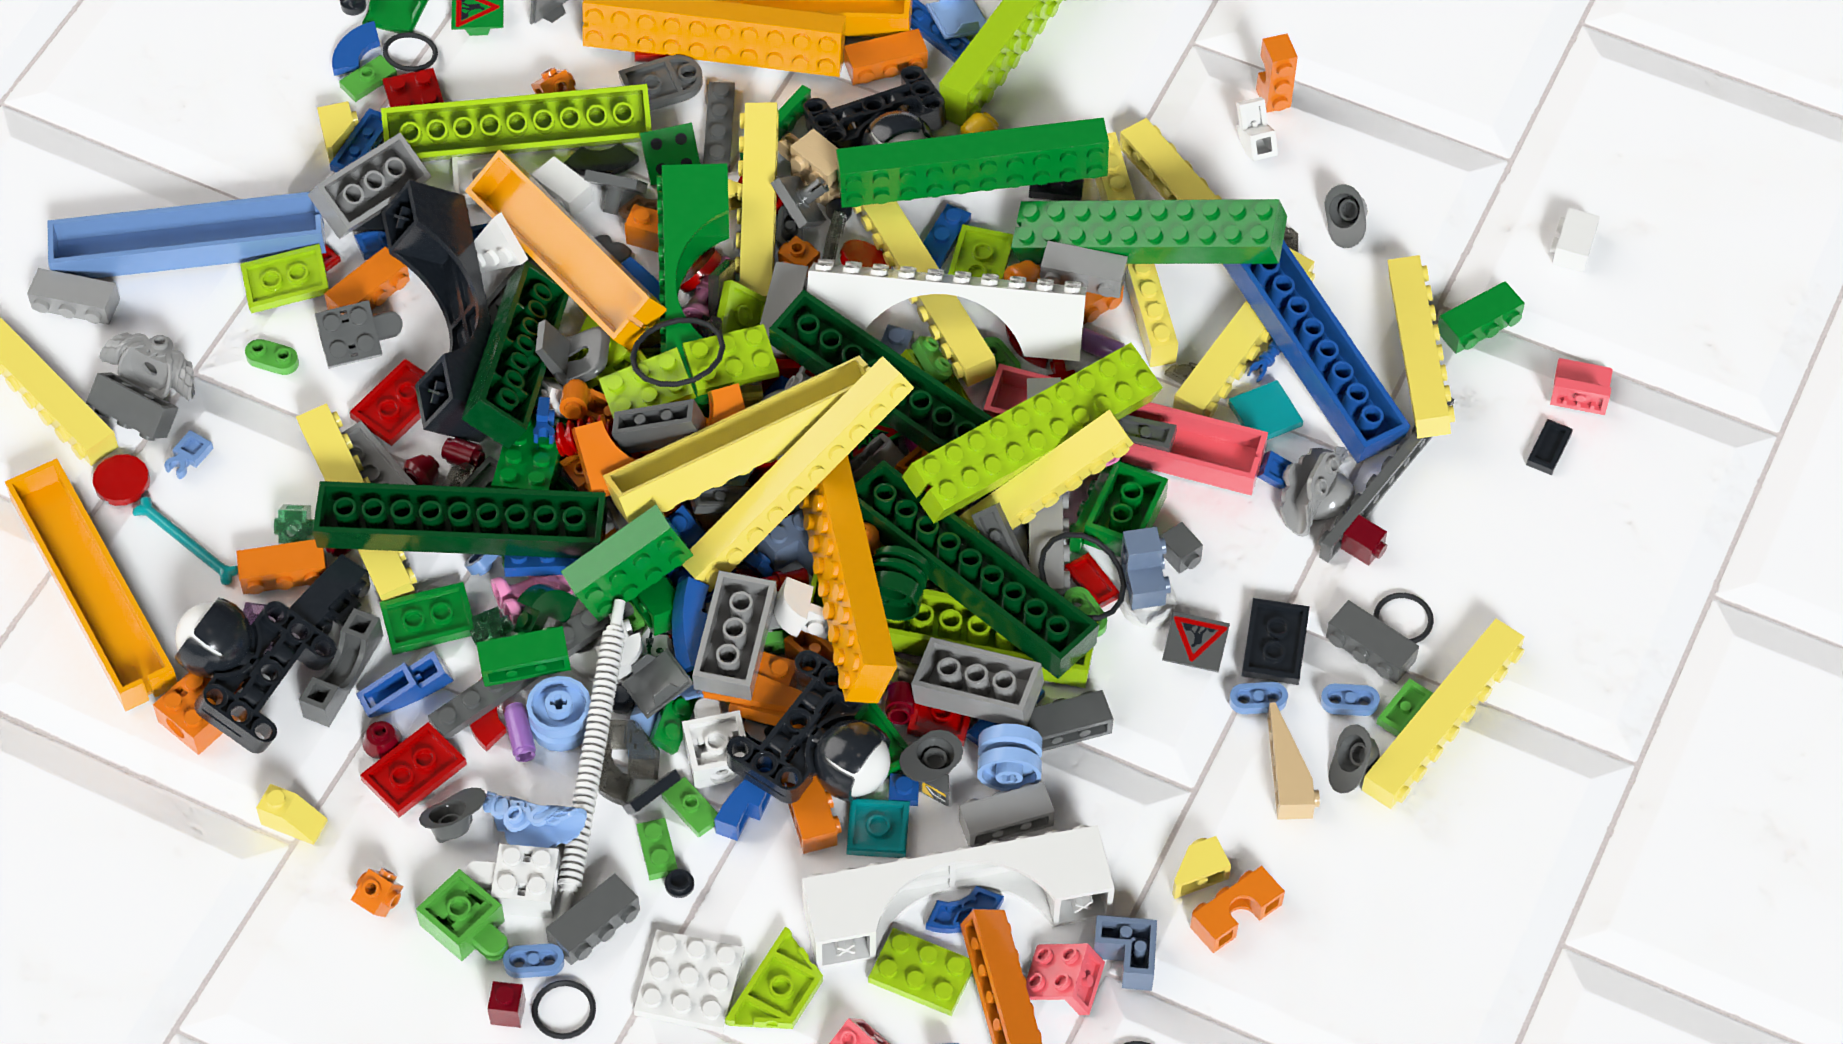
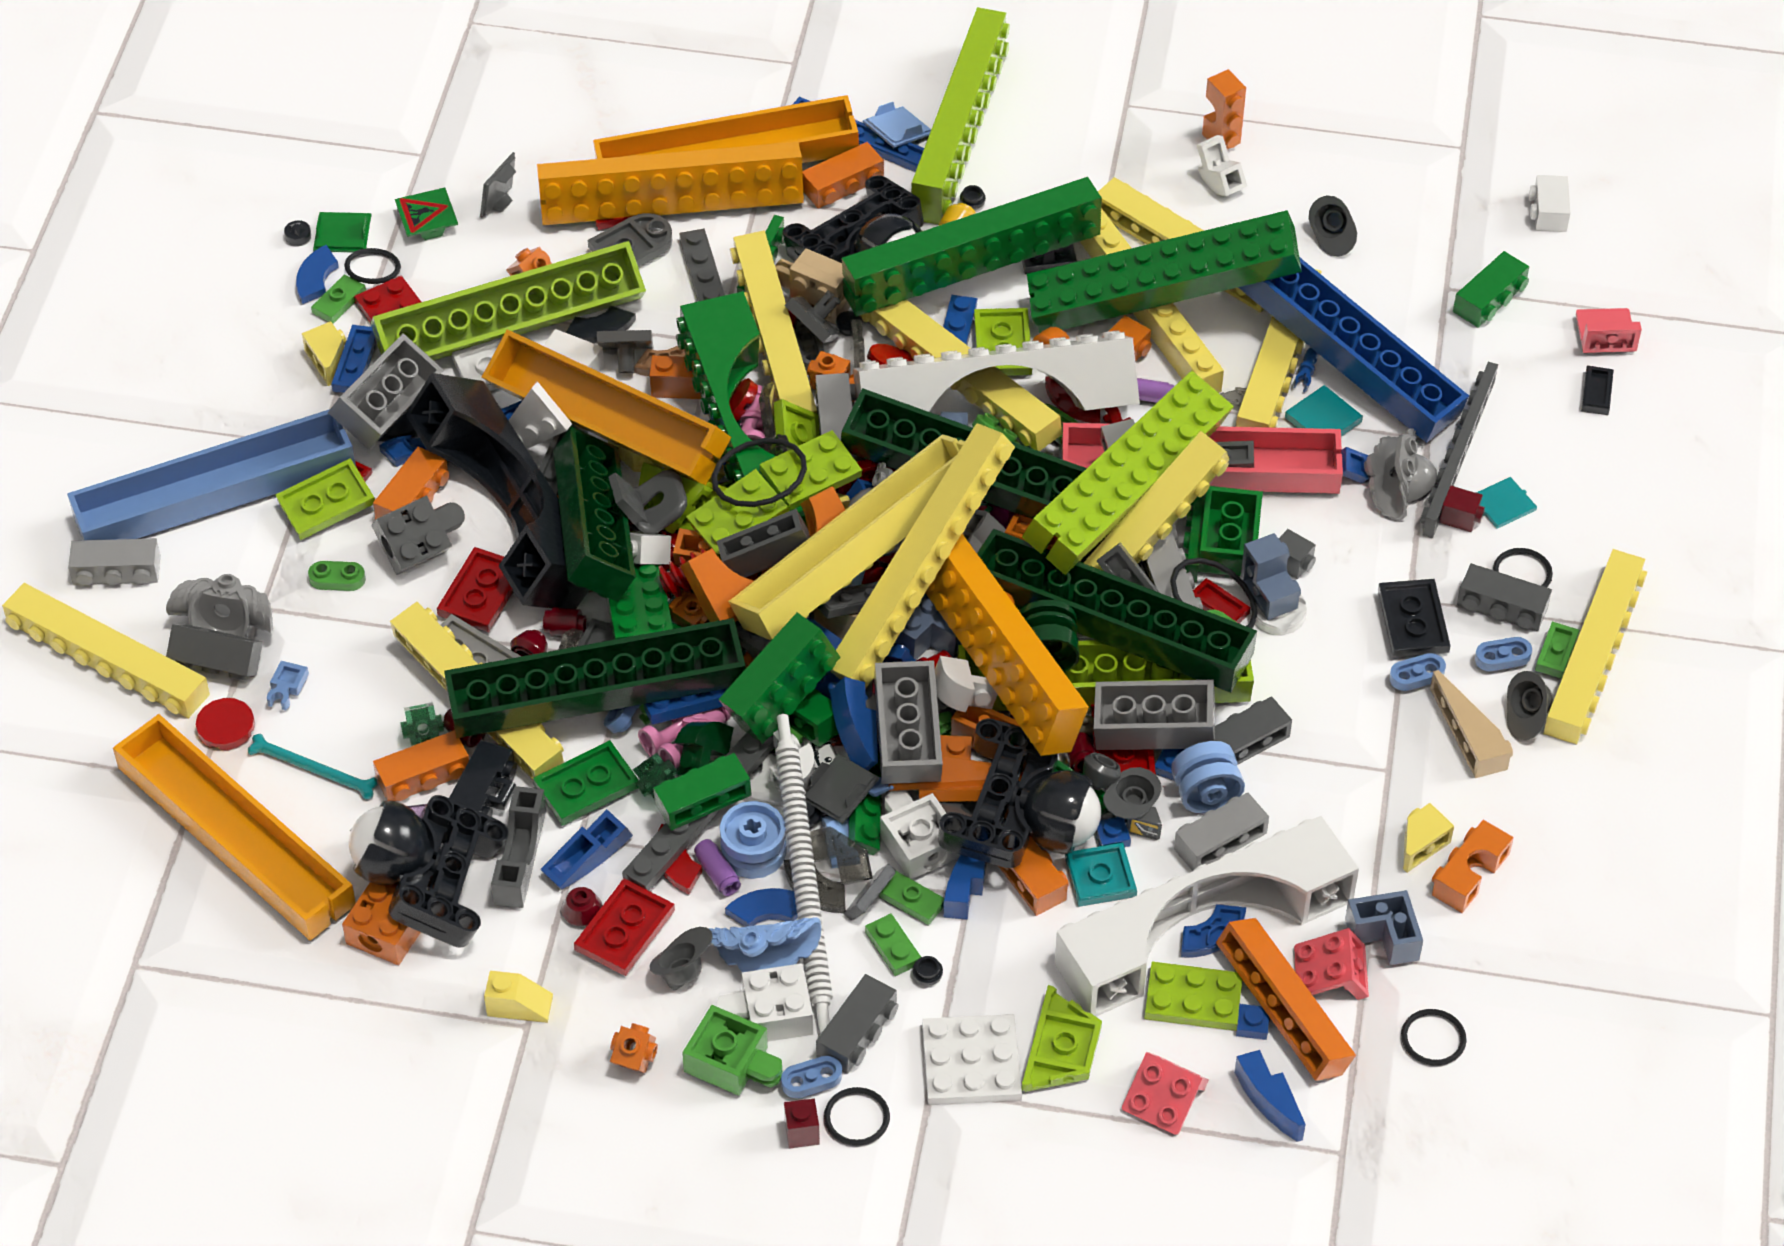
camera: 15 degrees left, 5 degrees down
(545, 421) = (645, 567): blue plate -> none
(547, 780) = (762, 906): none -> blue tile
(574, 399) = (669, 541): orange brick -> none
(668, 147) = (662, 301): green tile -> none
(908, 726) = (1101, 770): none -> dark grey cone
(967, 1012) = (1252, 1022): none -> blue plate
(1004, 107) = (973, 196): none -> black plate
(1097, 270) = (1125, 316): light grey brick -> none
(1196, 641) = (1340, 634): dark grey piece -> none
(1412, 542) = (1506, 502): none -> teal piece
(1419, 347) = (1449, 325): light yellow brick -> none

